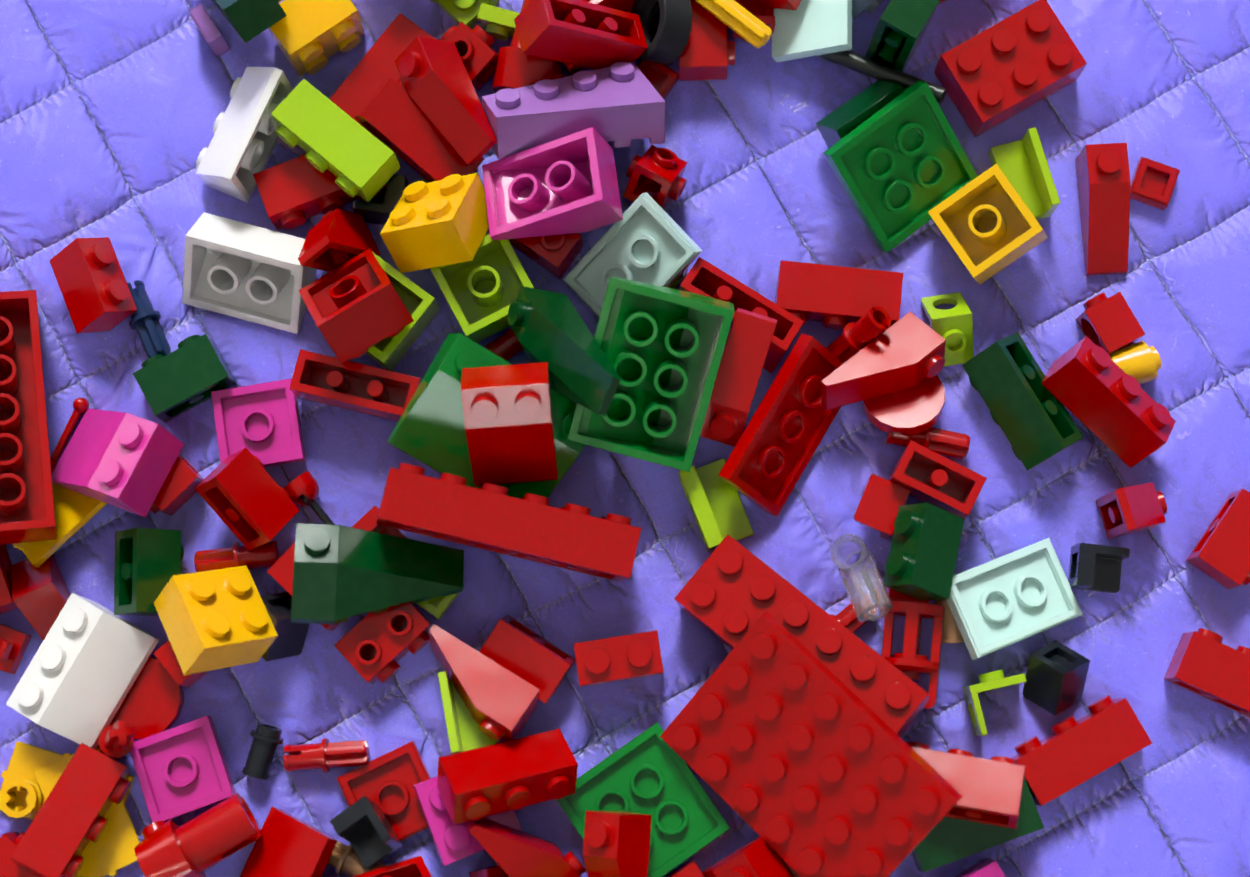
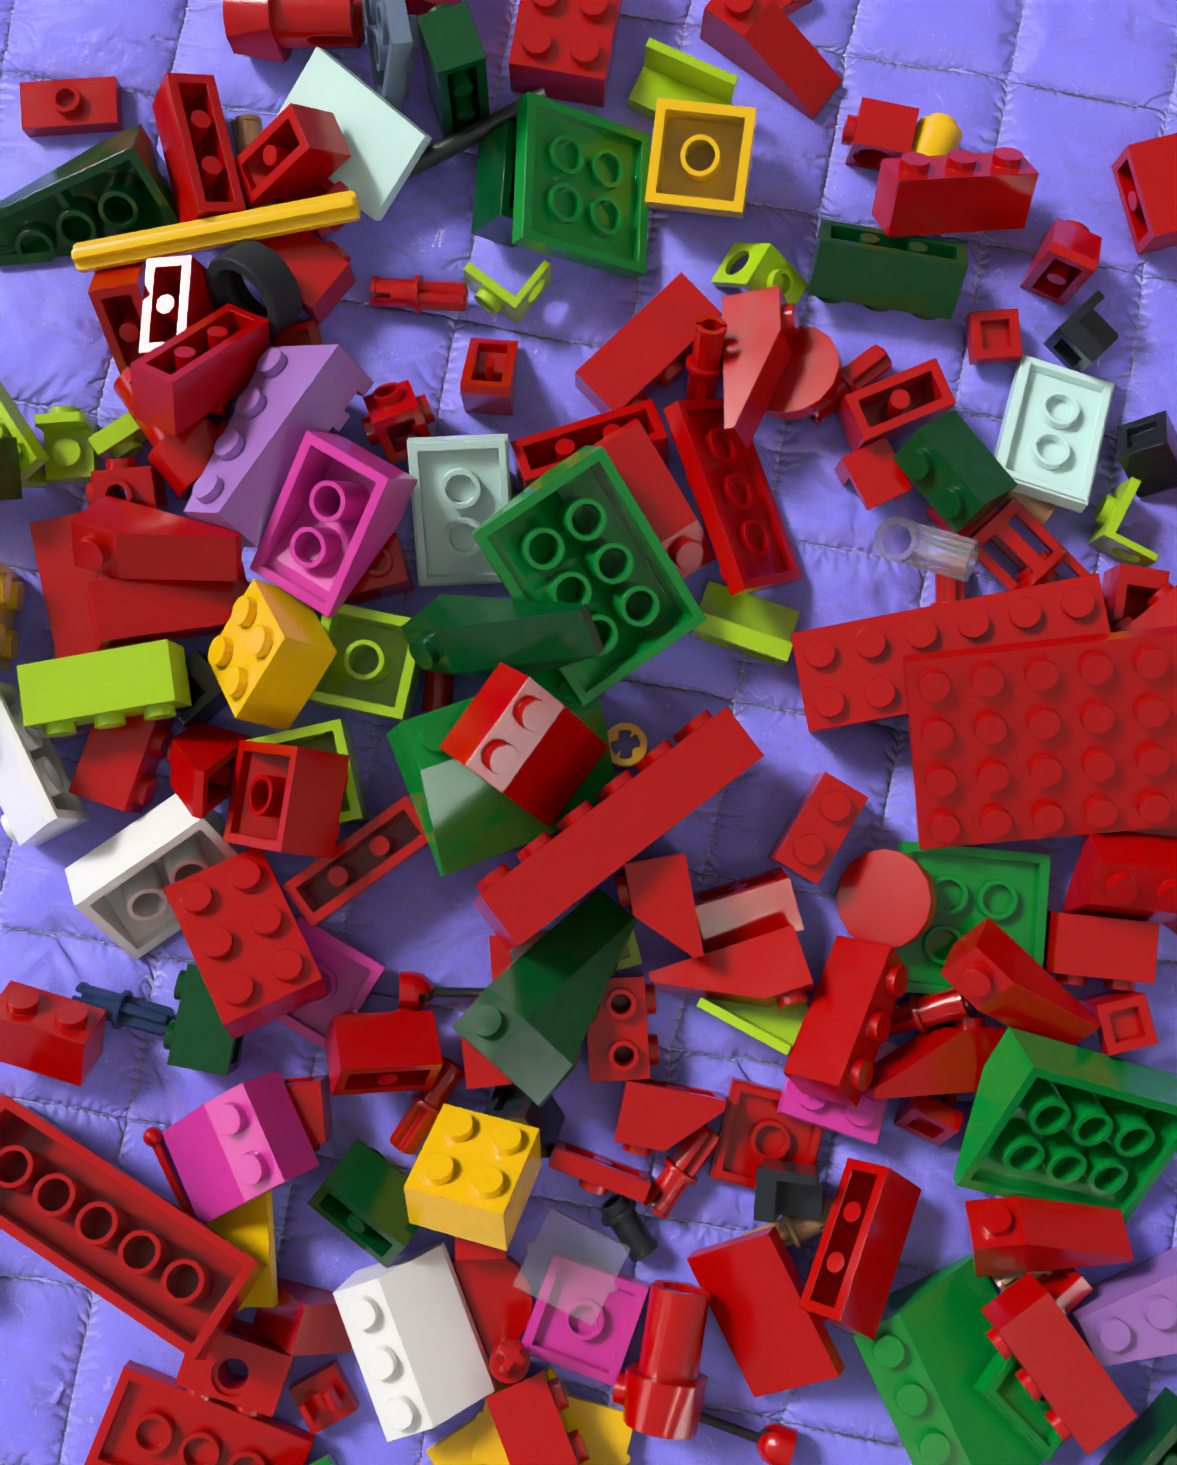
camera: 60 degrees left, 5 degrees up
(208, 732) = (571, 1266): none -> clear piece
(247, 356) = (245, 942): none -> red brick
(281, 701) = (599, 1172): none -> red plate
(351, 710) = (662, 1114): none -> red slope
(487, 594) = (662, 898): none -> red slope
(554, 827) = (929, 1011): none -> red axle
(570, 480) = (637, 753): none -> yellow bush
(610, 741) = (886, 898): none -> tile
(735, 210) = (489, 376): none -> red slope
(749, 124) = (418, 294): none -> red axle
(800, 191) = (497, 299): none -> lime bracket
(950, 734) = (1128, 589): none -> red panel
(1043, 508) = (993, 336): none -> red plate

